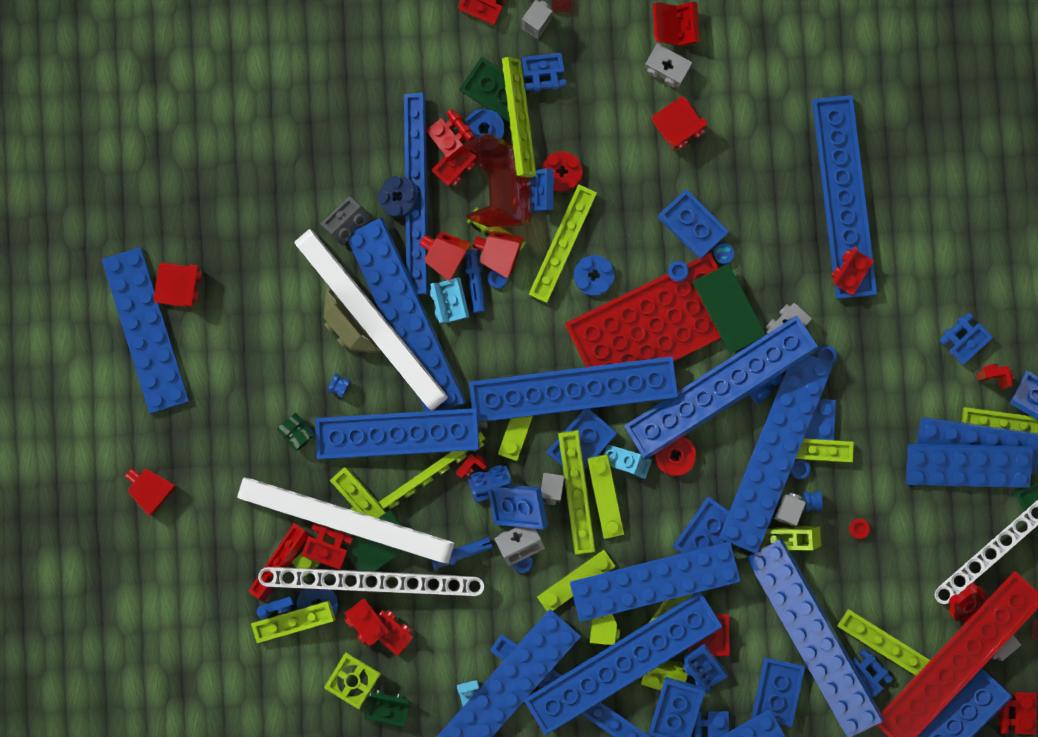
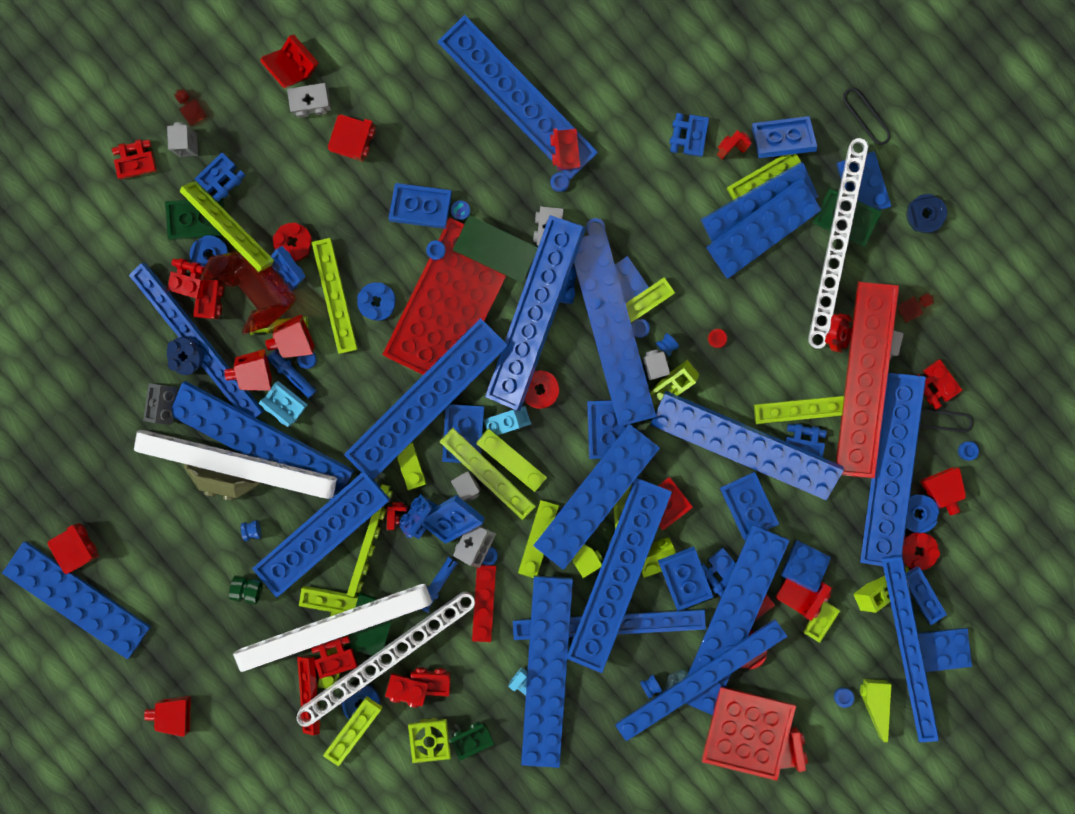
camera: 35 degrees left, 5 degrees up
(282, 606) = (334, 729): blue plate -> none
(487, 600) = (484, 603): none -> red plate
(704, 668) = (681, 531): blue bracket -> none
(825, 294) = (559, 182): none -> blue tile

